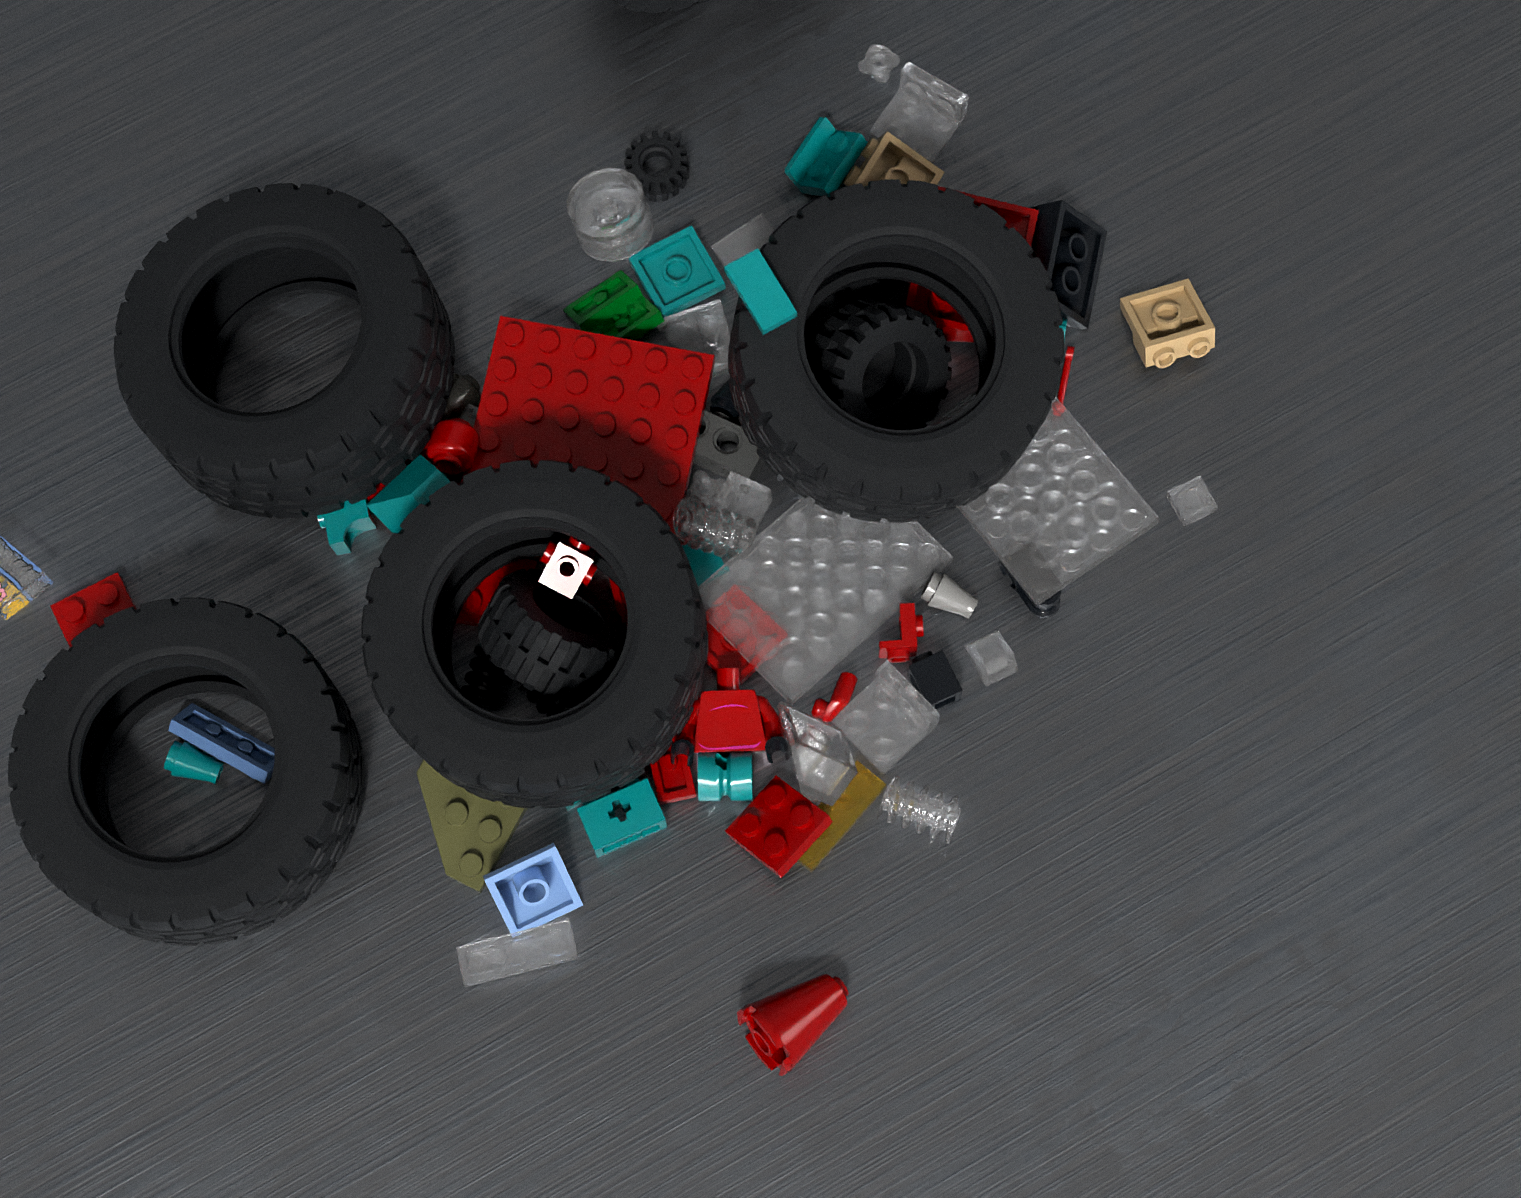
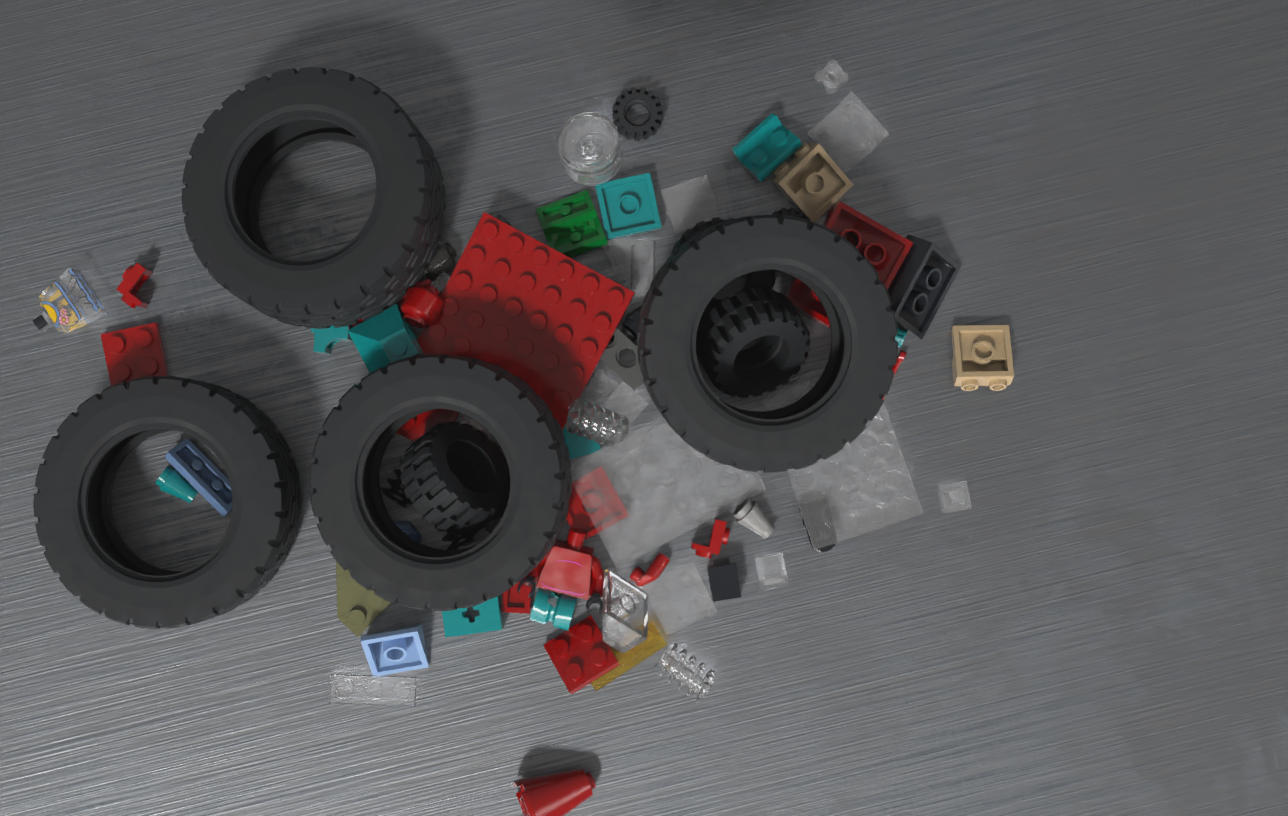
camera: 15 degrees right, 15 degrees up
(77, 530) = (133, 280): none -> red bracket
(566, 577) = (474, 436): brick -> none
(760, 291) = (674, 286): teal tile -> none

